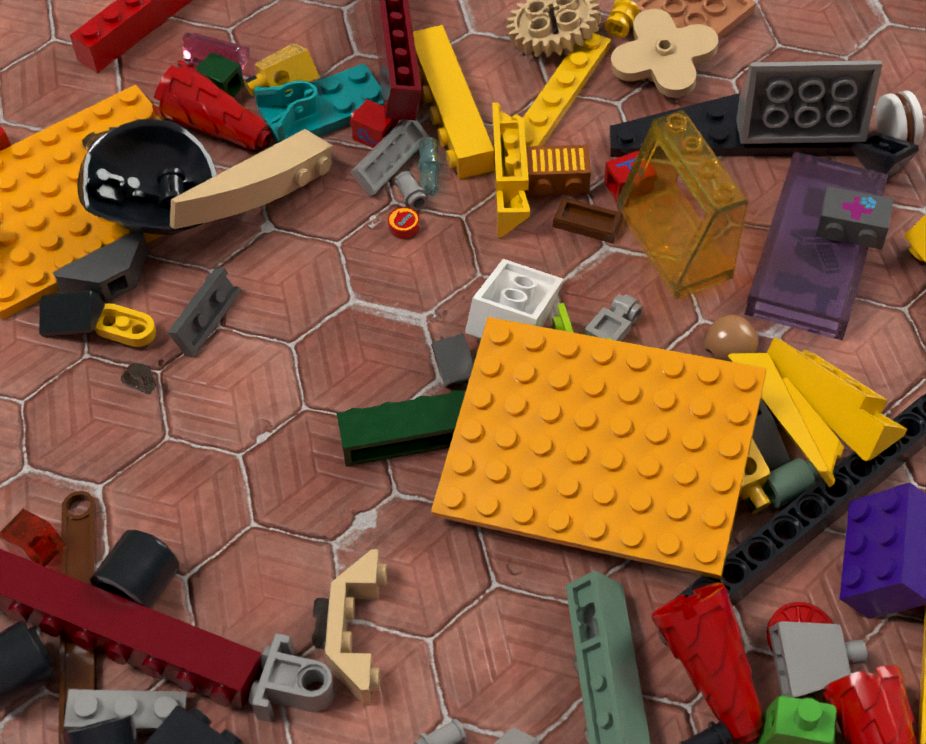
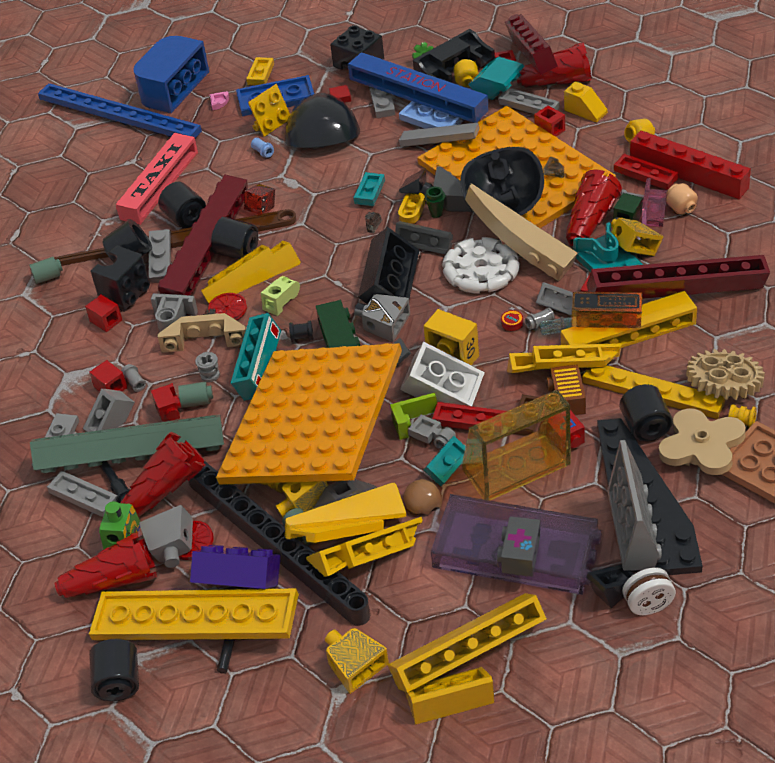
camera: 90 degrees right, 10 degrees down
(53, 47) = (635, 126): none -> yellow head
(55, 380) = (369, 189): none -> teal plate
(131, 285) = (435, 201): none -> dark green cone
(139, 54) = (641, 170): none -> red plate
(207, 560) = (252, 269): none -> yellow wedge
(215, 20) = (681, 198): none -> light nougat head
(269, 361) = (388, 267): none -> black slope
(280, 233) = (494, 267): none -> white plate
(285, 511) = (278, 294): none -> yellowish green leg
(288, 595) = (230, 304): none -> red wheel
(369, 367) = (384, 315): none -> light grey torso
(378, 480) = (301, 331): none -> black bush
(437, 536) = (254, 355): none -> teal brick
(444, 100) = (606, 309): none -> clear orange brick
(445, 618) = (208, 366): none -> light grey bush
(454, 276) = (453, 336): none -> yellow brick
(500, 635) = (195, 394): none -> sand green brick
(518, 678) = (166, 402): none -> red brick
(591, 278) = (461, 415): none -> red plate
(619, 92) = (645, 412): none -> black piece
(672, 305) = (446, 461): none -> teal plate

